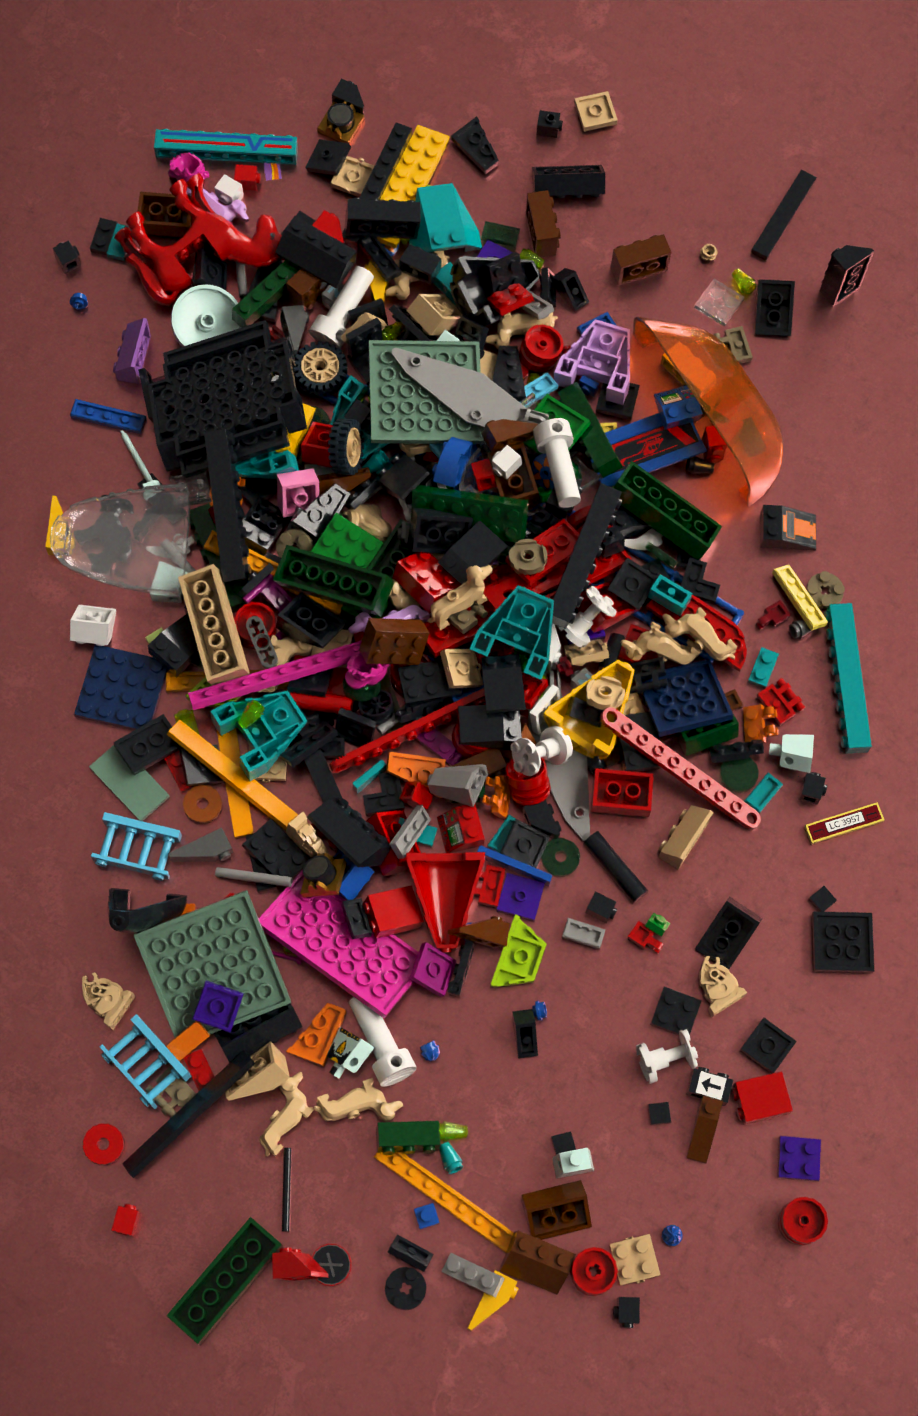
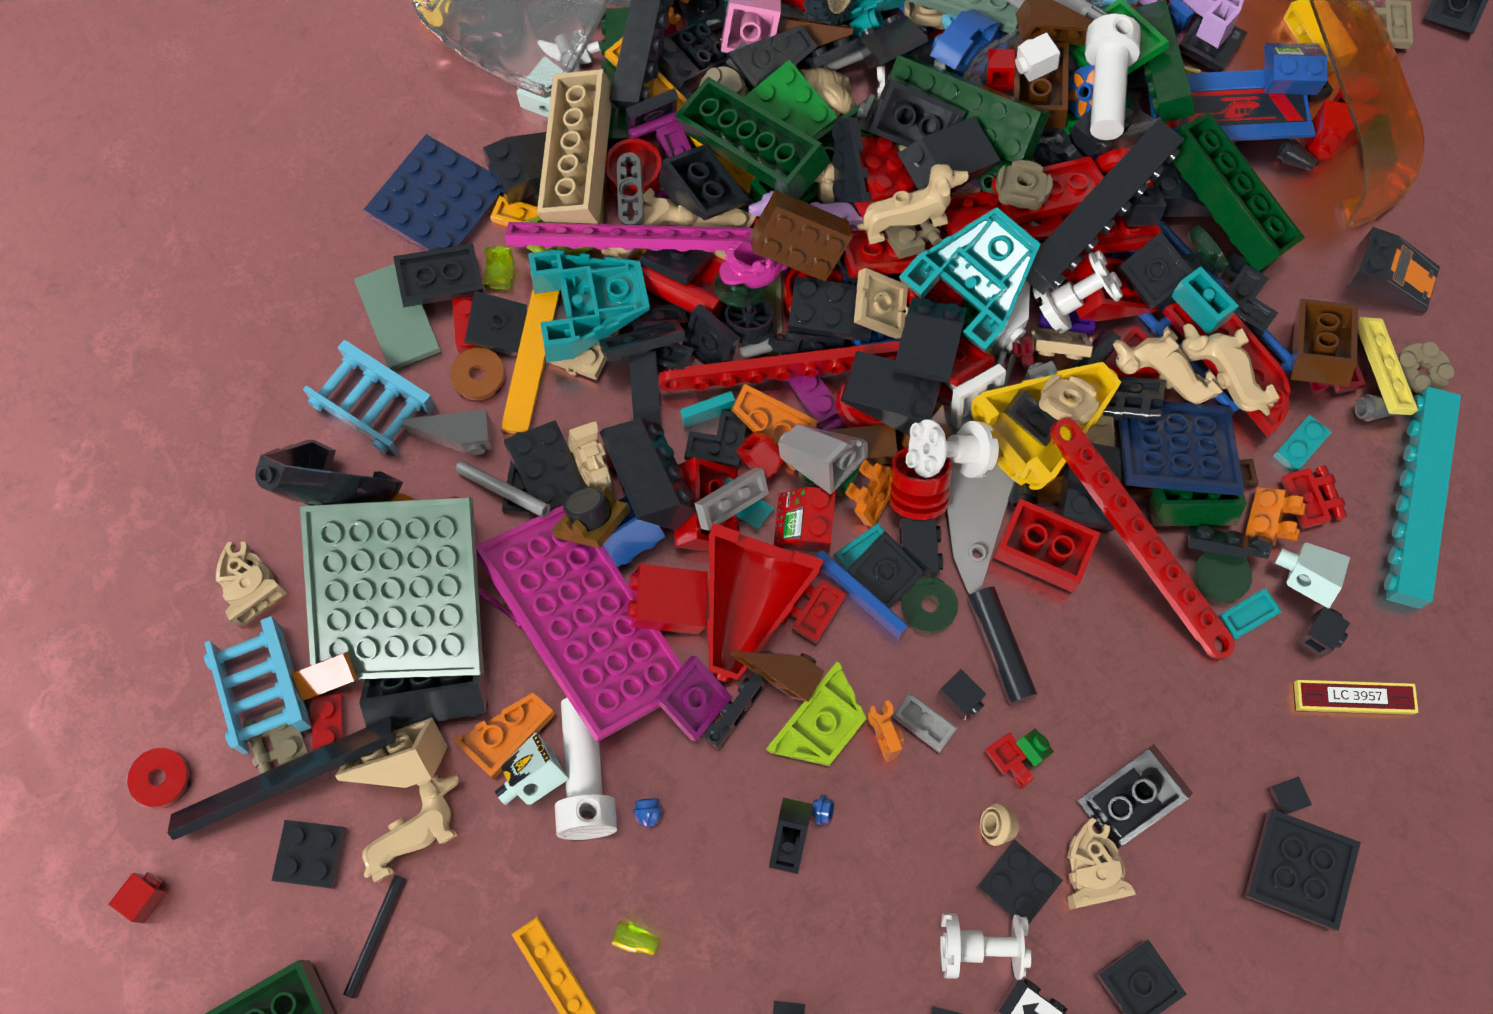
camera: 25 degrees right, 0 degrees up
(92, 625) = (431, 110): white slope -> none
(218, 1006) = (378, 643): dark purple plate -> none
(223, 1155) = (309, 854): none -> black plate
(231, 774) = (525, 343): light orange tile -> none
(251, 713) = (578, 272): clear neon green cone -> none
(356, 918) = (614, 591): black plate -> none
(357, 1101) = (516, 846): tan animal -> none
(408, 1137) = (567, 925): dark green brick -> none
(409, 586) = (848, 170): none -> black wing
(451, 1160) = (617, 978): teal cone -> none
(520, 896) = (854, 640): dark purple plate -> none
(564, 950) = (888, 737): none -> orange plate
(639, 543) = (1181, 227): white bar -> none
(651, 980) = (998, 824): none -> tan cone
(684, 835) = (1116, 634): tan slope -> none
(755, 596) = (1325, 342): none -> reddish brown brick

